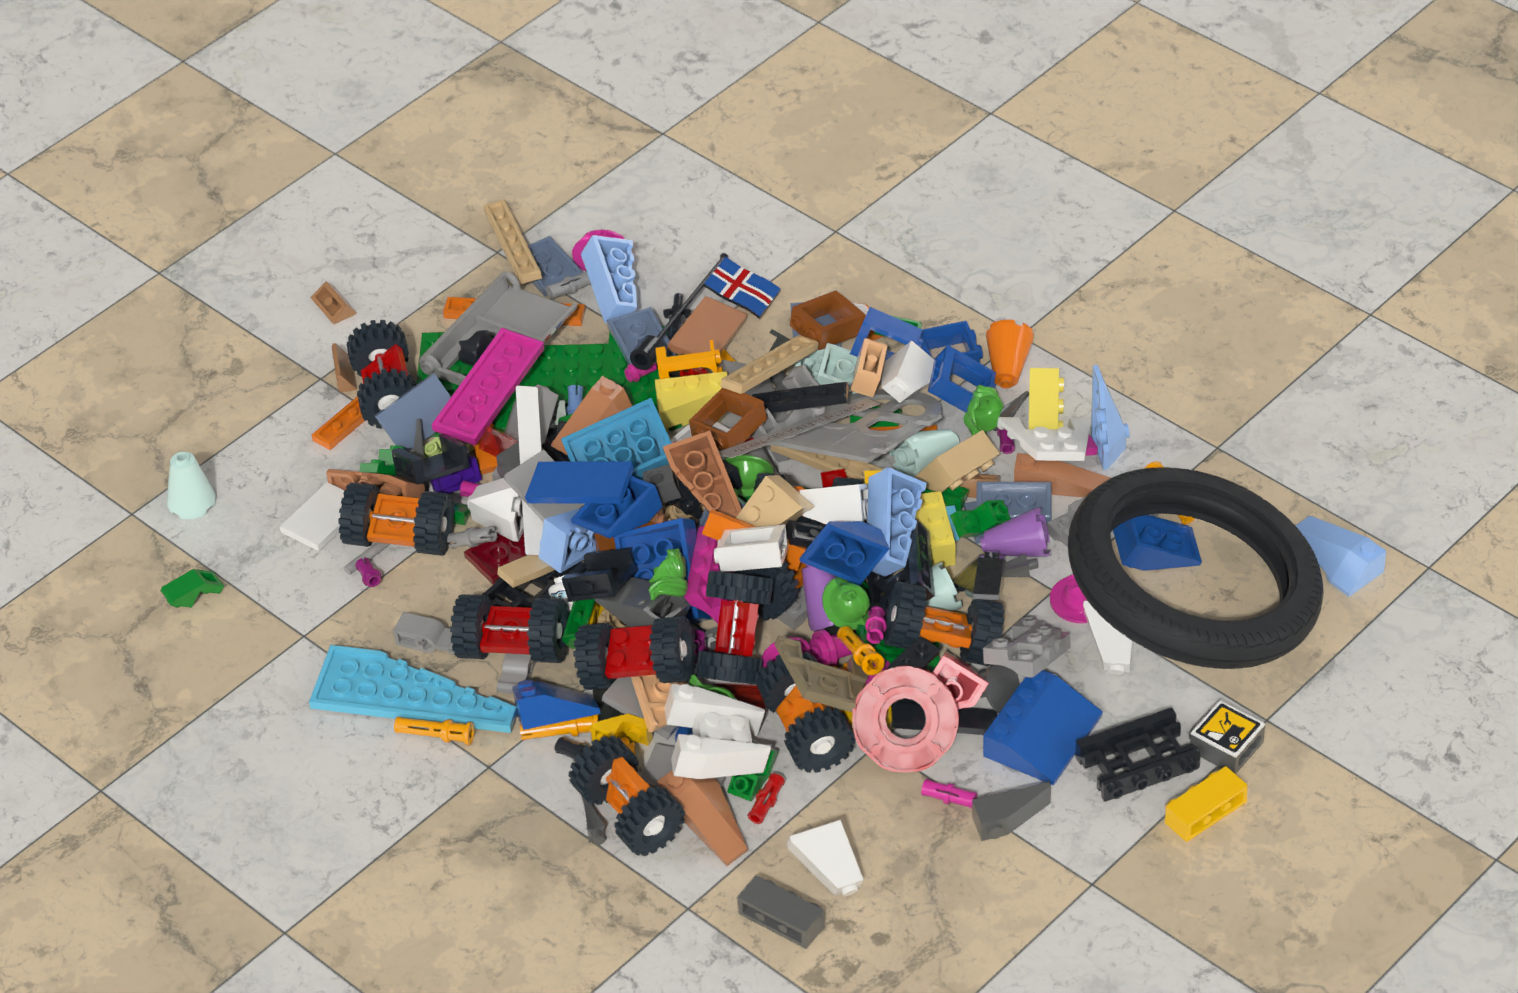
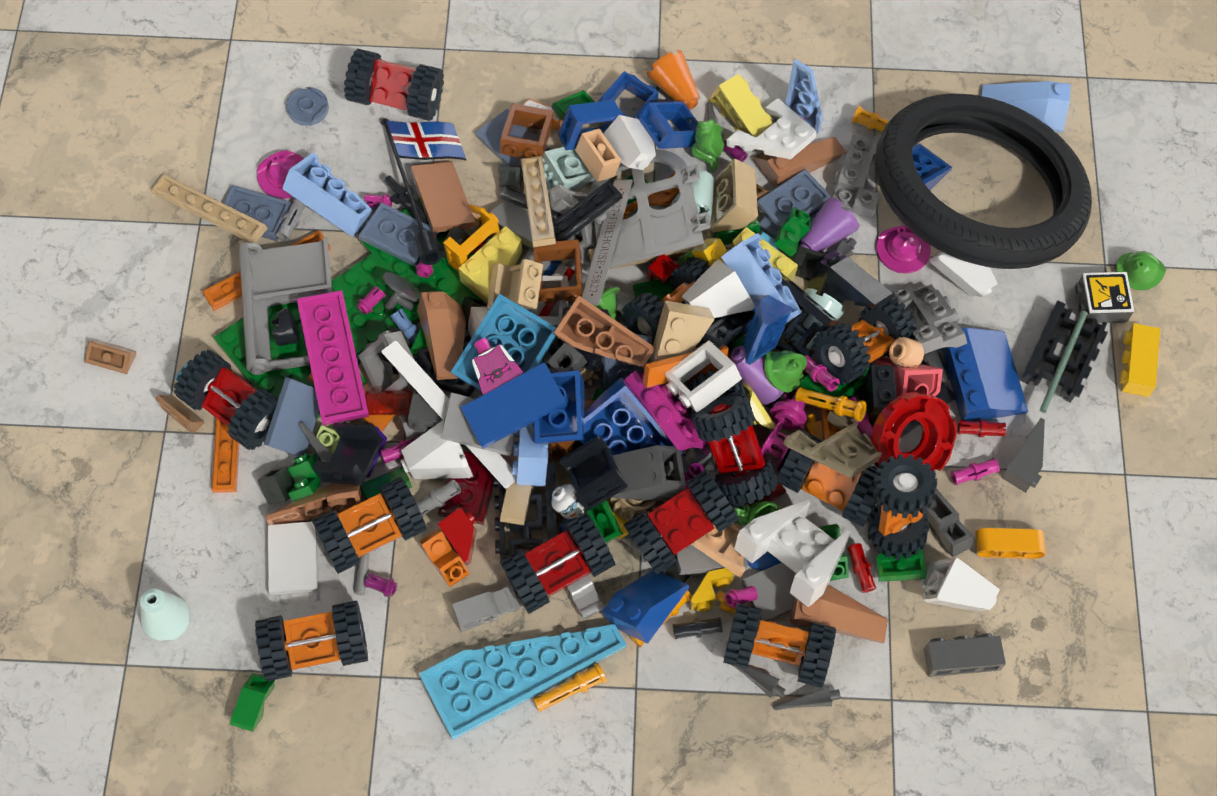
camera: 45 degrees left, 20 degrees up
(293, 576) = (311, 640): none -> plate
(360, 453) = (276, 485): none -> pearl dark grey panel
(436, 583) = (444, 558): none -> orange slope
(463, 571) = (460, 532): none -> red slope
(567, 371) = (370, 300): none -> dark pink pin
(593, 444) = (493, 366): none -> torso
(595, 369) = (402, 291): none -> dark grey shield
(624, 863) = (816, 699): none -> dark grey piece
(638, 747) = (741, 596): none -> dark pink pin
(658, 310) = (375, 200): none -> dark pink pin
(669, 576) = (651, 438): bright green hair -> none
(672, 213) = (307, 106): none -> sand blue tile
(683, 407) = (517, 283): none -> tan panel
(764, 238) = (393, 84): none -> black plate
(795, 619) = (759, 412): none -> light yellow hat
(803, 814) = (904, 569): none -> green wing
(830, 732) = (900, 518): none -> black plate
(877, 809) = (947, 526): none -> dark grey slope
(918, 861) = (1010, 543): none -> light orange beam
(966, 649) = (906, 352): none -> light nougat head
(968, 549) = (806, 261): none -> pearl dark grey panel
(993, 767) = (981, 428): none -> red pin
(1122, 755) = (1063, 362): none -> sand green axle
(1292, 738) = (1142, 269): none -> bright green helmet

